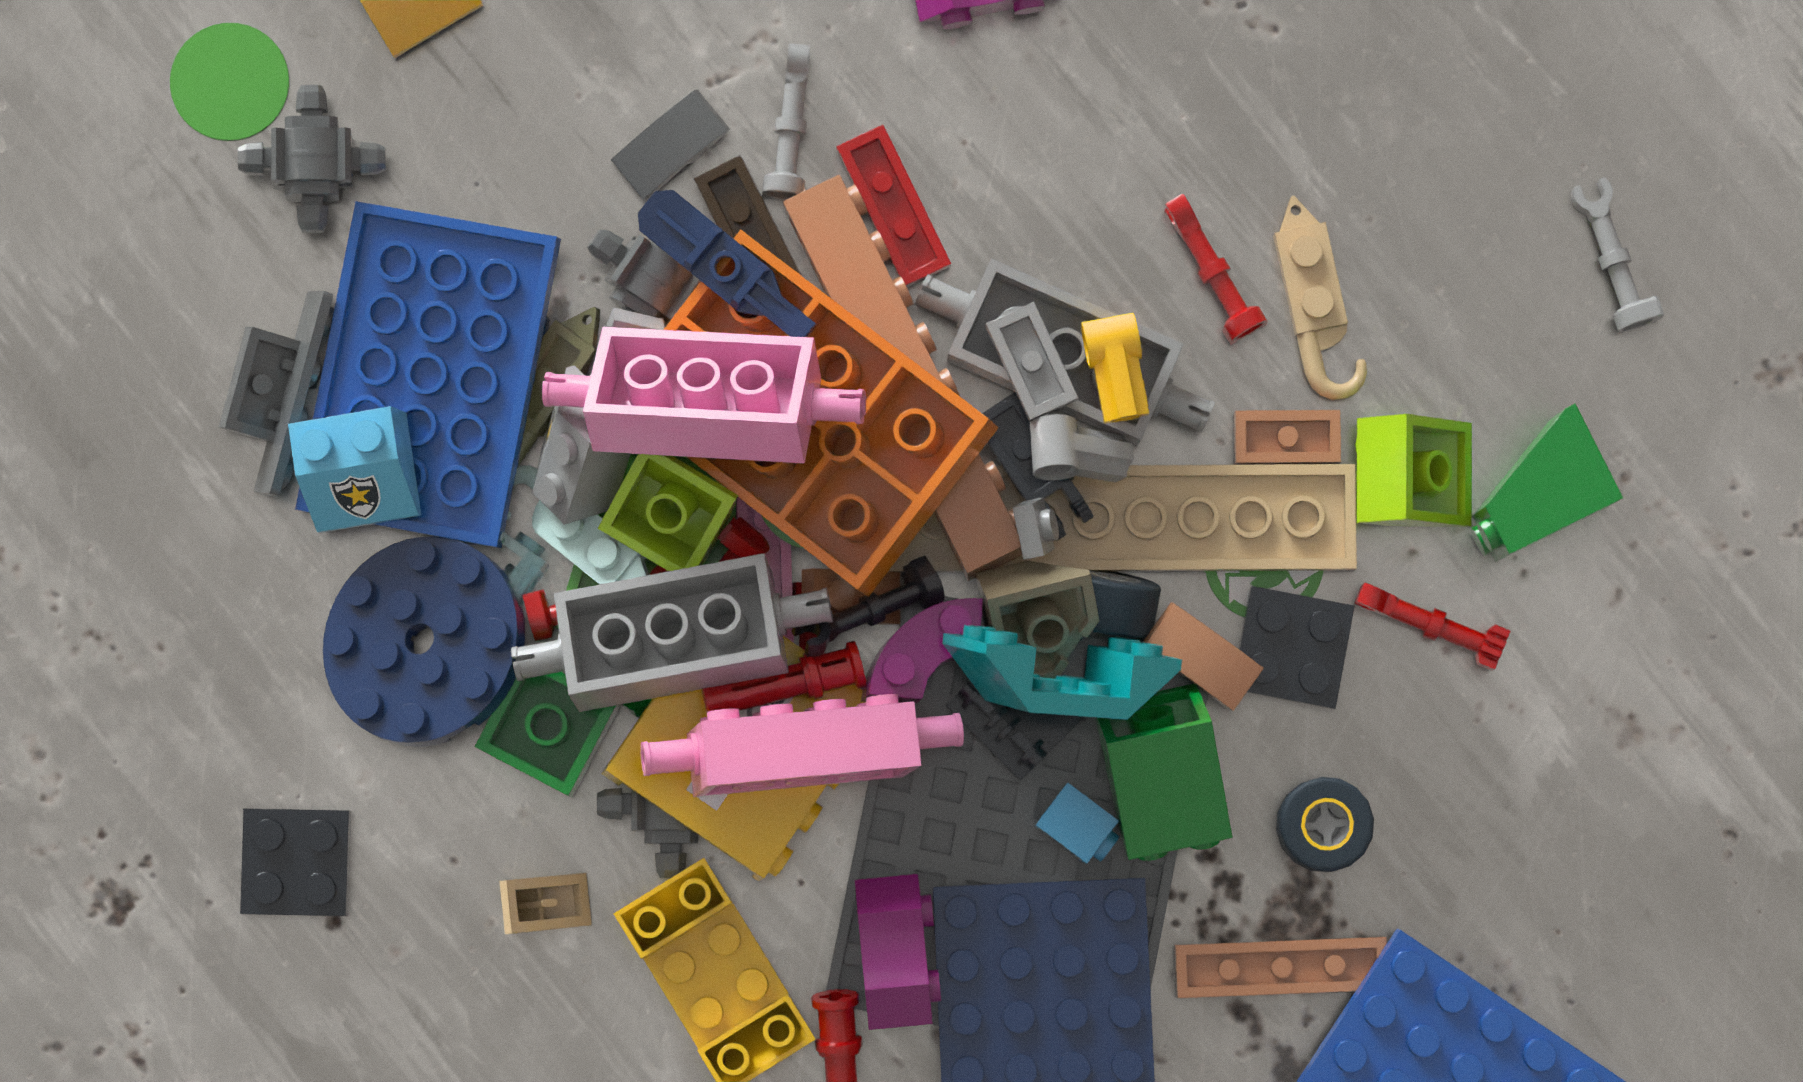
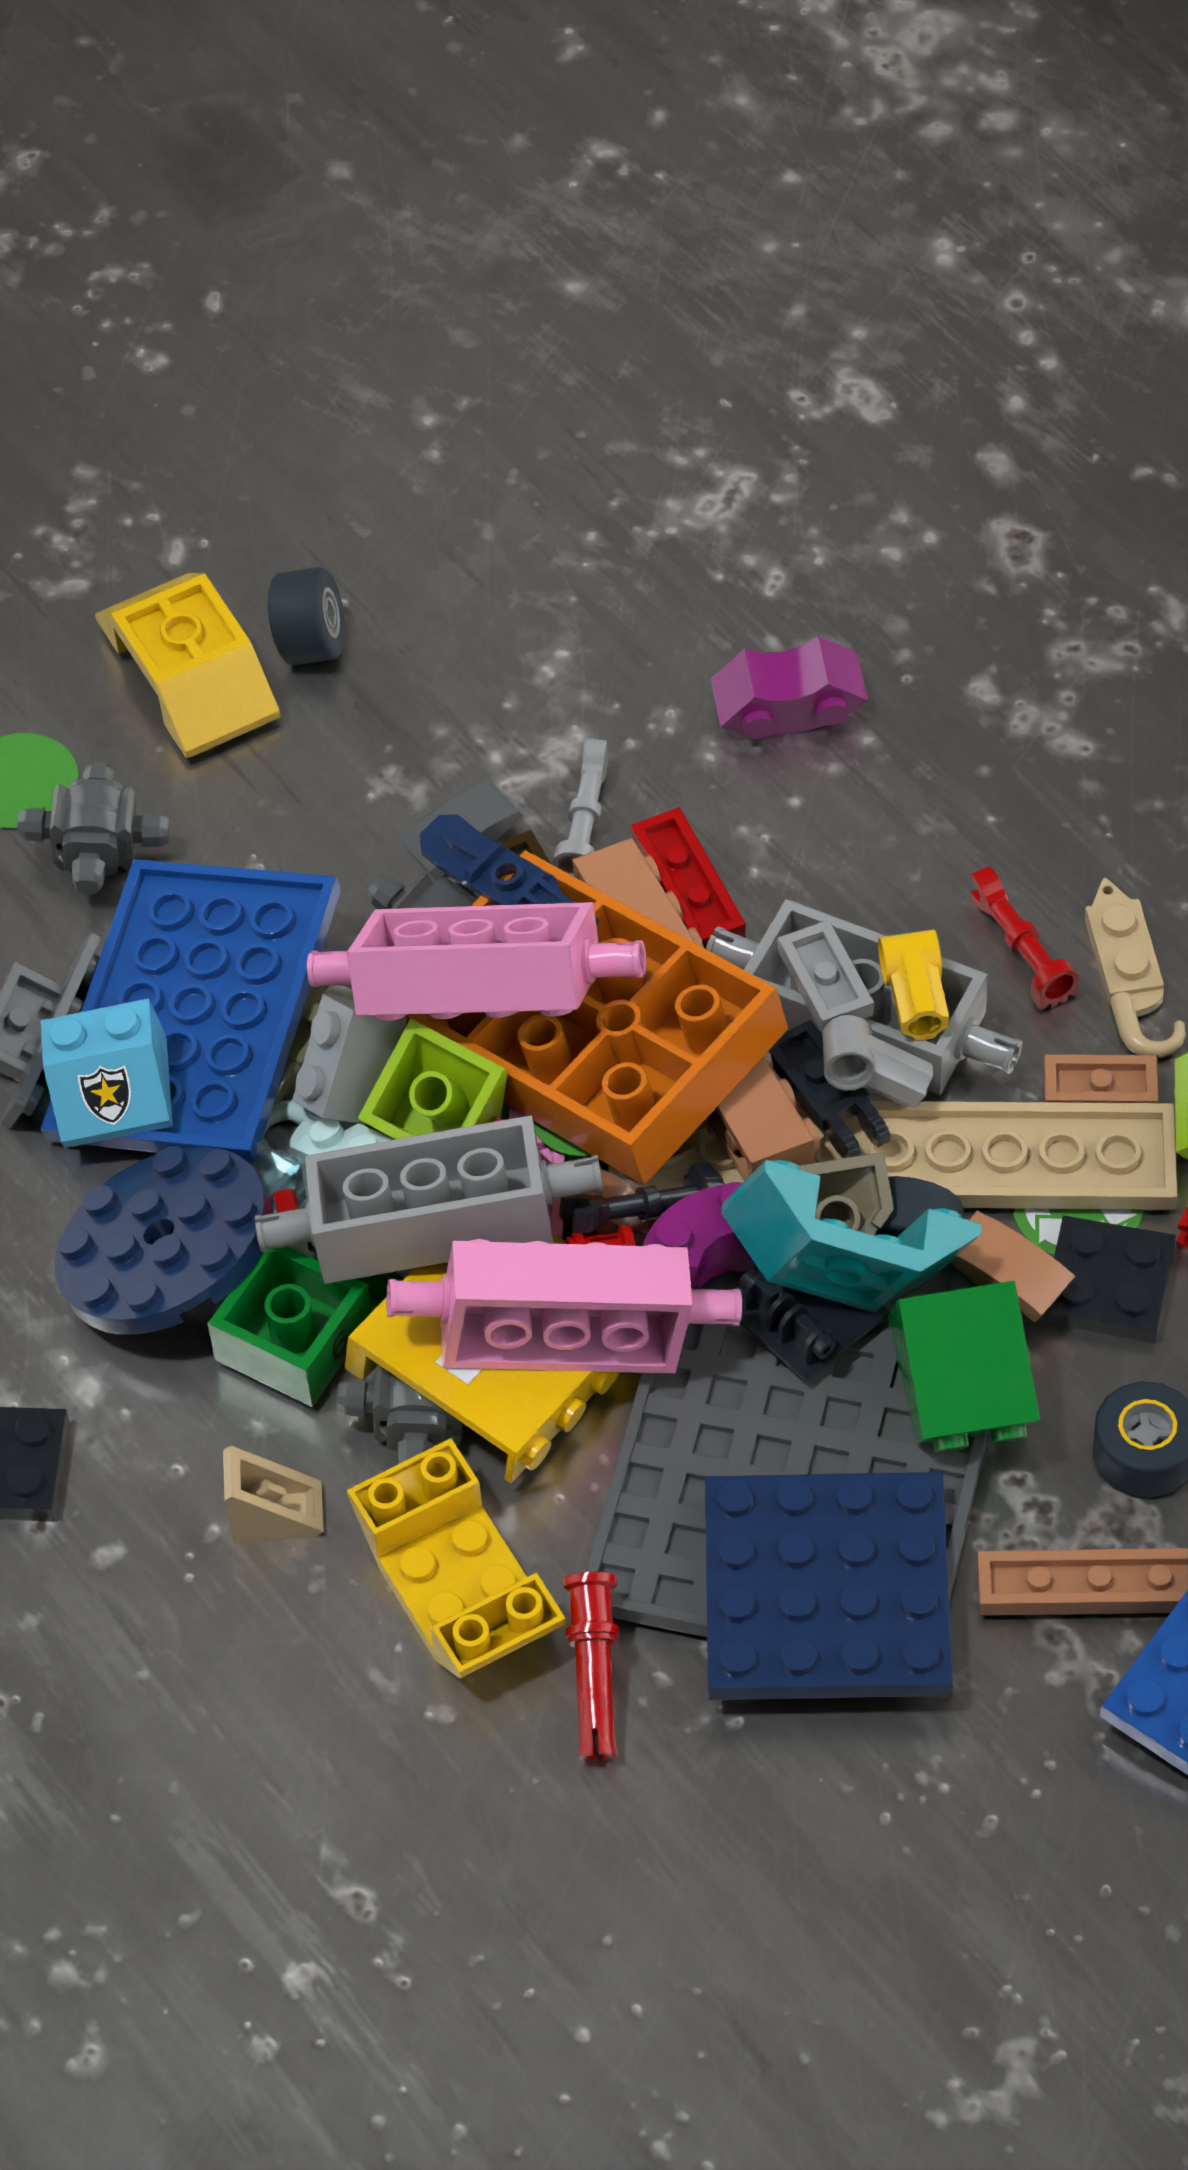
camera: 10 degrees right, 30 degrees down
(894, 951) = (659, 1534): magenta brick -> none
(1035, 527) = (826, 1124): light grey plate -> none
(1079, 825) = (867, 1416): dark azure brick -> none

